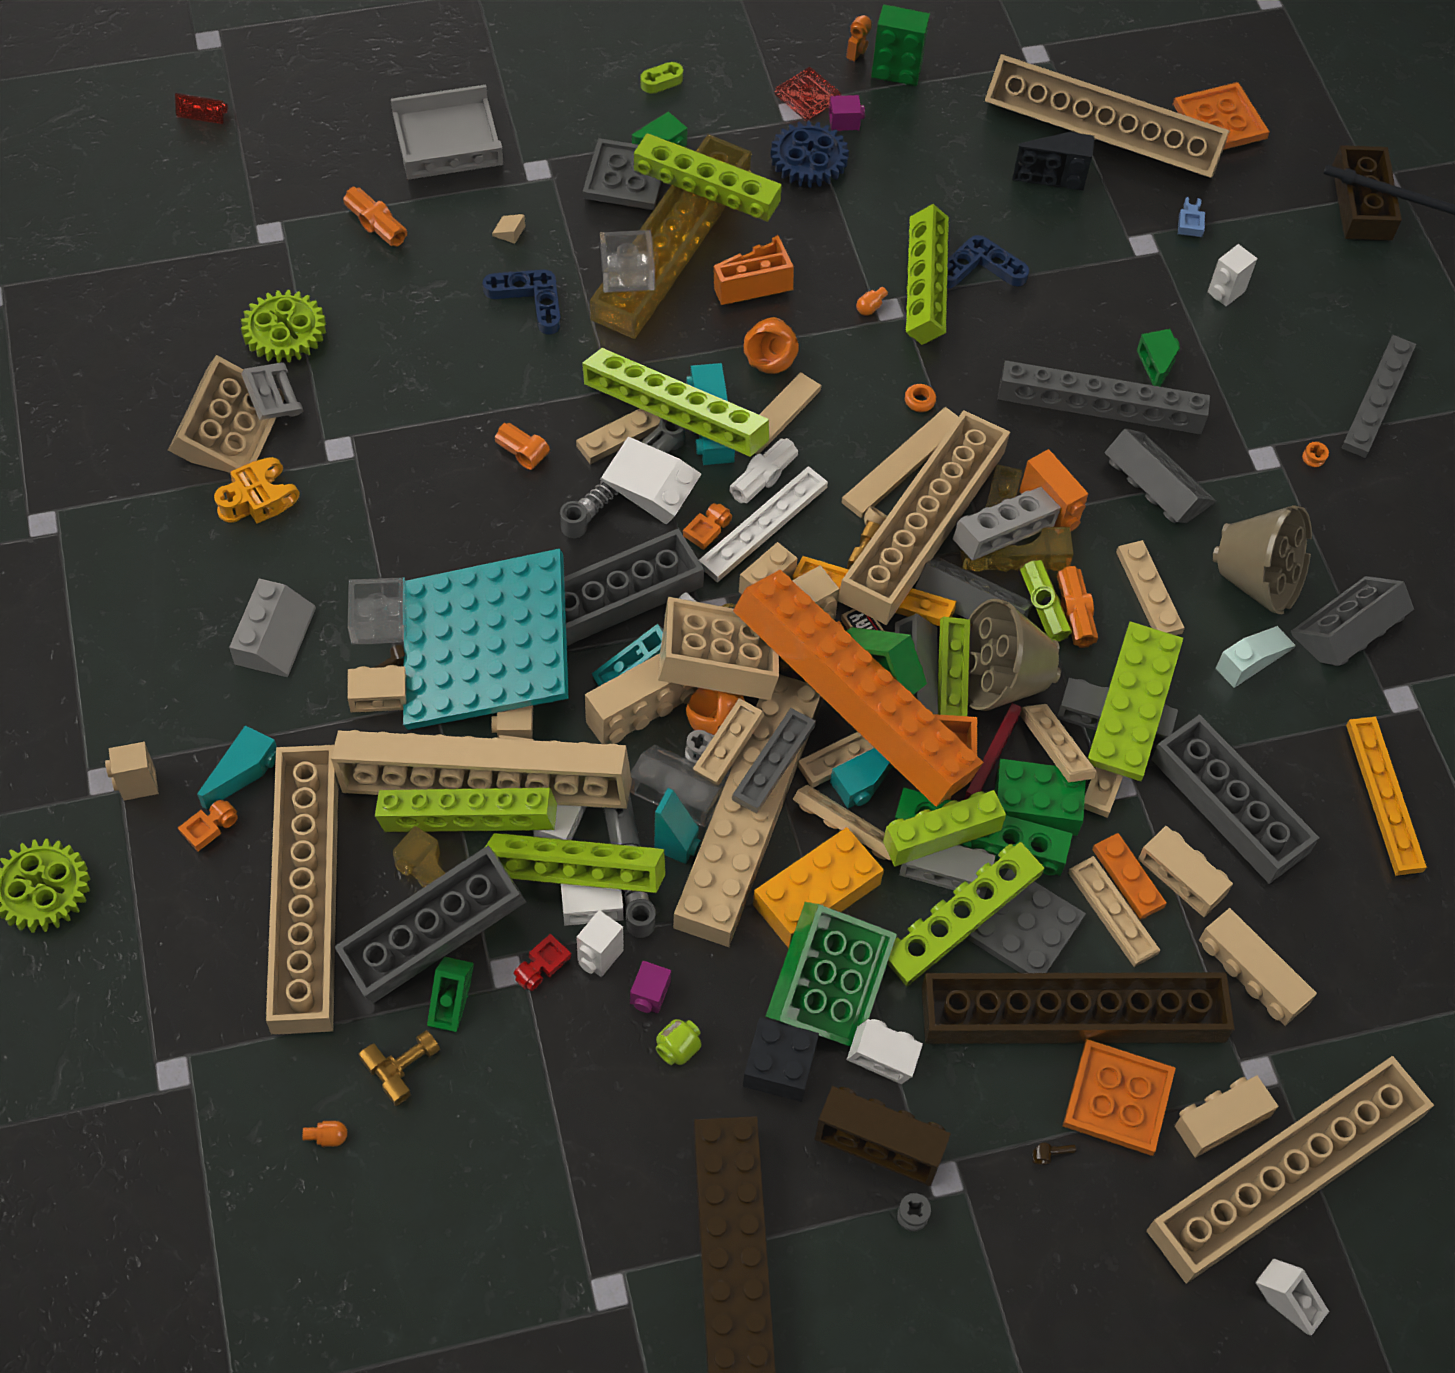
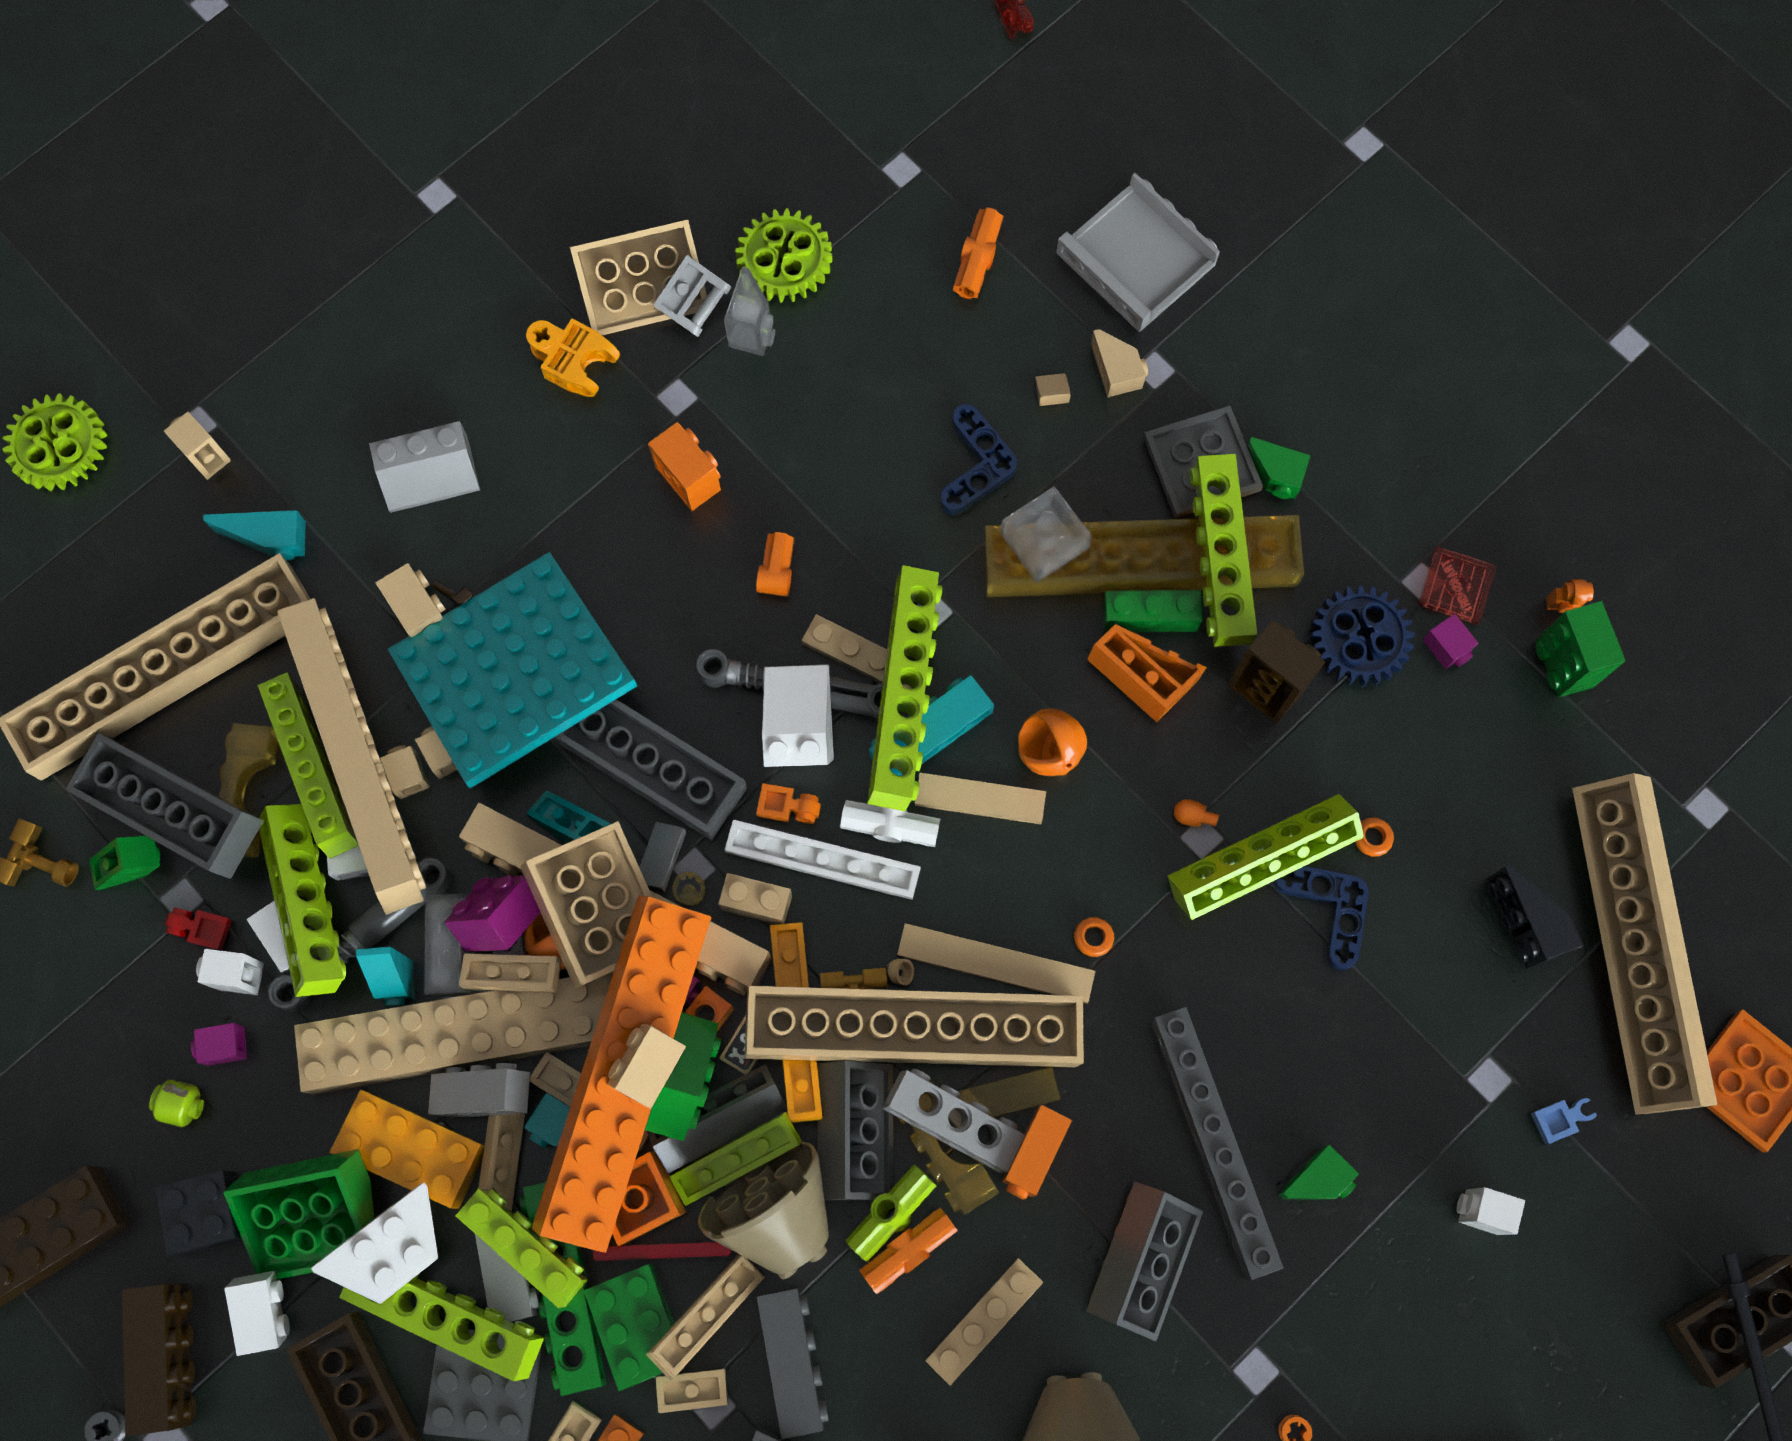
camera: 65 degrees right, 15 degrees up
(202, 829) = (183, 539): orange plate -> none
(318, 361) = (749, 317): none -> clear slope
(377, 610) = (492, 548): clear brick -> none
(406, 456) = (685, 465): none -> orange brick
(519, 182) = (1118, 364): none -> tan slope
(661, 77) = (1370, 419): lime beam -> none
(676, 730) = (493, 914): none -> magenta brick
(714, 247) = (1153, 610): none -> green brick
(773, 760) = (506, 1030): dark grey plate -> none
(806, 809) = (479, 1091): none -> light grey brick
(812, 192) = (1276, 671): none -> dark brown brick
(869, 650) = (645, 1064): none -> tan brick
(895, 914) = (385, 1250): none -> white wing
(954, 213) = (1387, 837): none -> orange piece
(1135, 701) = (803, 1377): lime plate -> none

